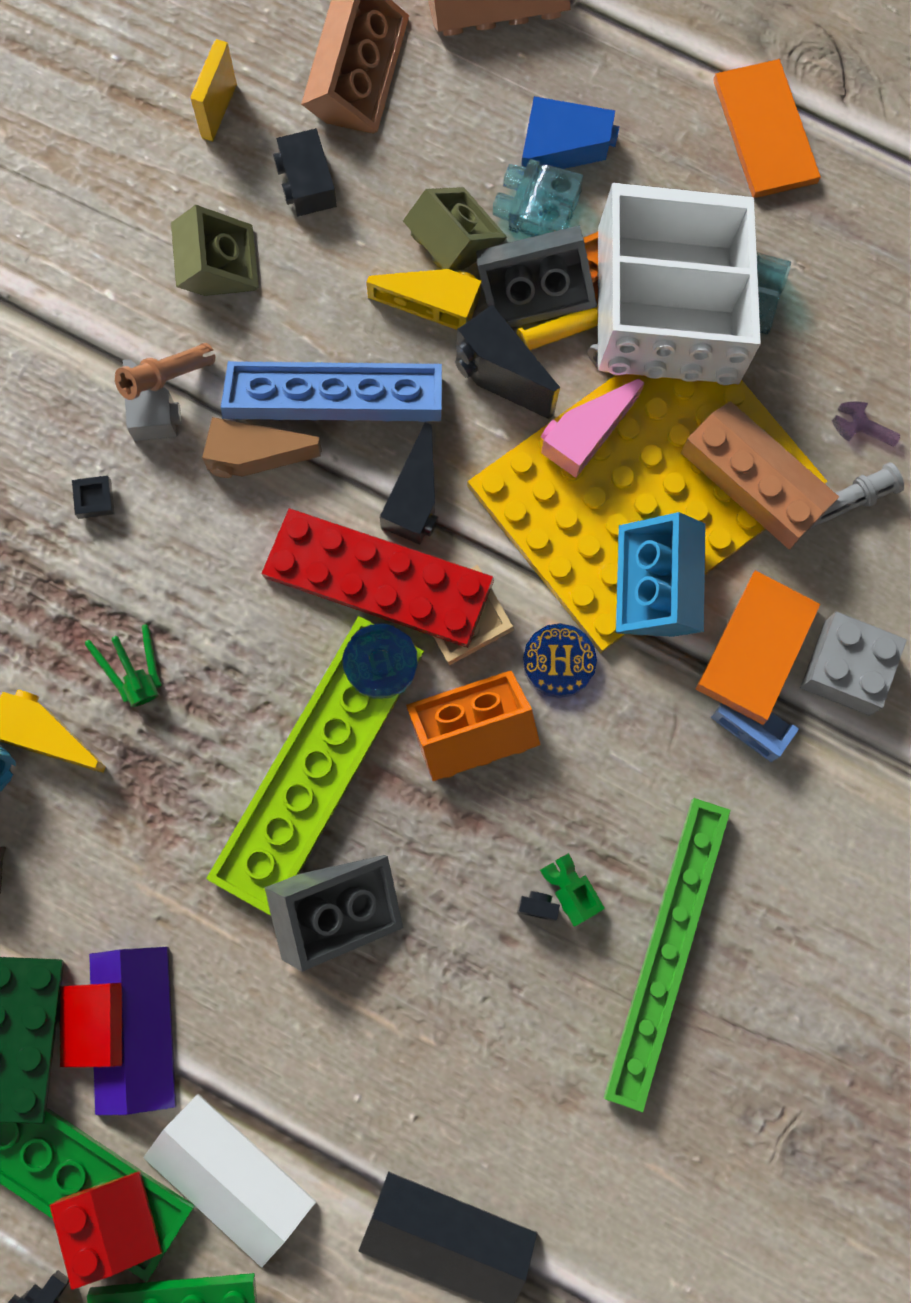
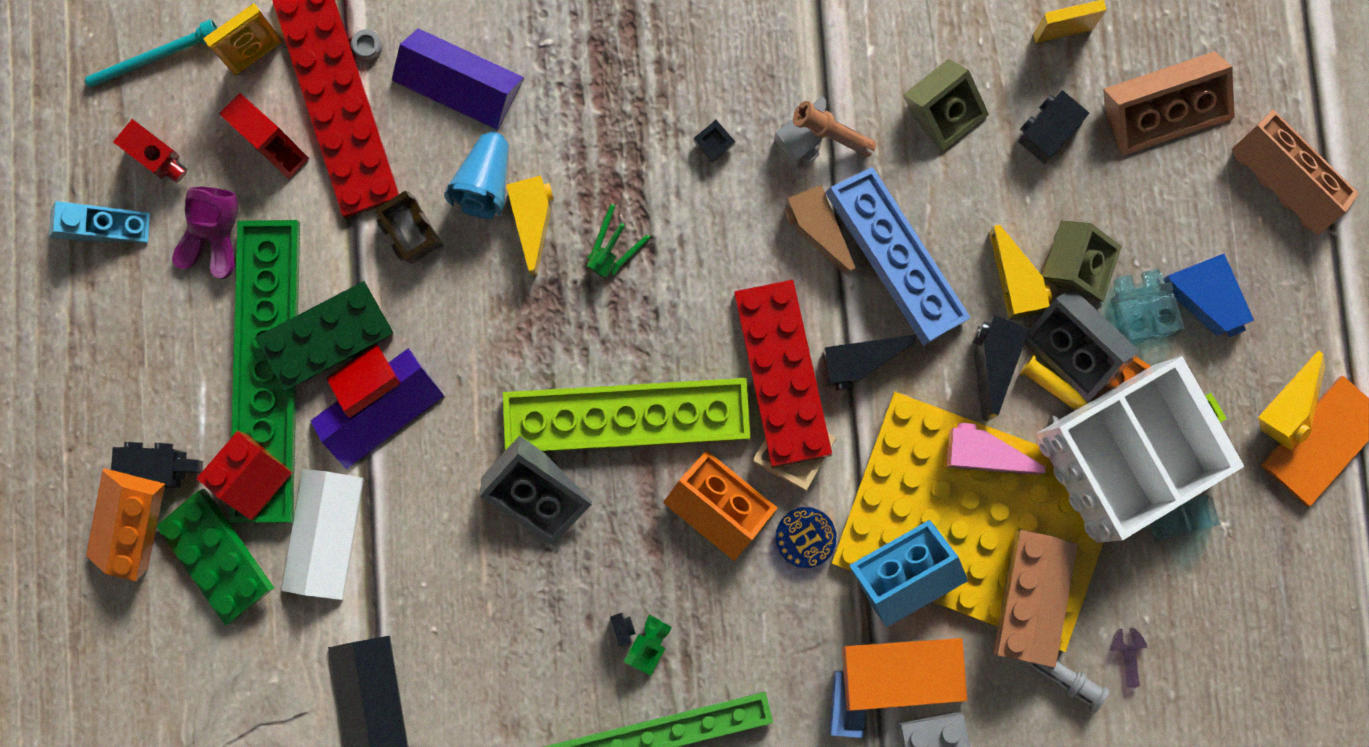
camera: 65 degrees right, 5 degrees up
(380, 661) = (723, 413): clear blue tile -> none
(723, 134) = (1293, 410): none -> yellow slope

